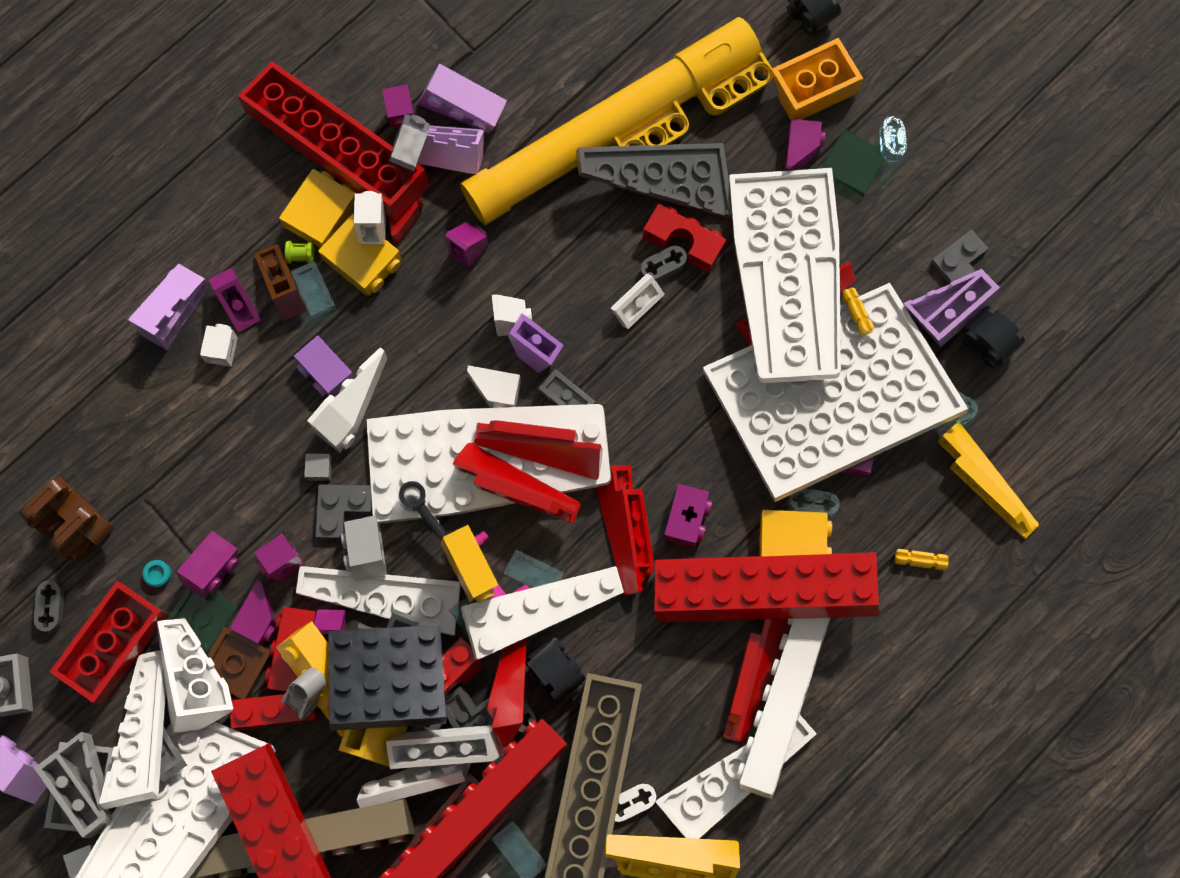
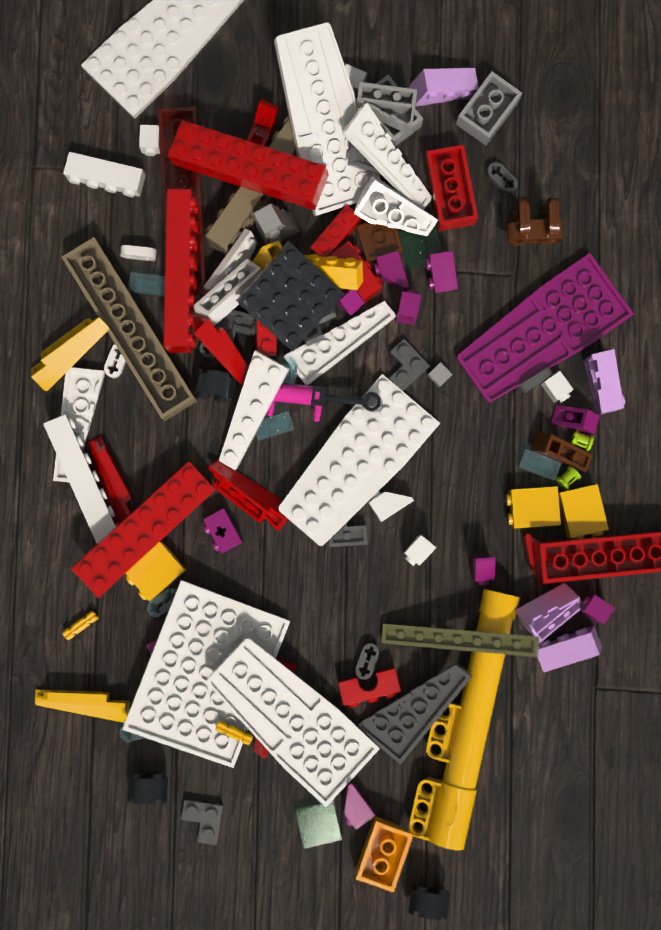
camera: 135 degrees right, 10 degrees up
(157, 574) = (465, 245): teal tile -> none
(170, 412) = (545, 329): none -> magenta wing
(231, 371) = (536, 380): none -> dark grey beam
(249, 274) = (582, 440): none -> lime bush
(305, 692) = (323, 251): light grey piece -> none
(323, 367) = (489, 428): medium lavender brick -> none
(327, 778) = (275, 224): none -> light grey wedge
(341, 416) = (452, 409): white wedge -> none
(364, 548) = (371, 355): light grey brick -> none
(369, 218) = (545, 527): white brick -> none
(409, 141) = (566, 589): flat silver slope -> none
(469, 564) = (303, 391): yellow brick -> none
(513, 484) = (326, 458): red wedge -> none
(533, 344) = (389, 545): medium lavender slope -> none
(542, 445) = (330, 492): red wedge -> none
(555, 194) = (461, 640): none -> olive plate
(637, 301) = (360, 625): white plate -> none
(898, 139) = (305, 860): clear light blue beam -> none
(952, 307) = (184, 785): lavender wedge -> none

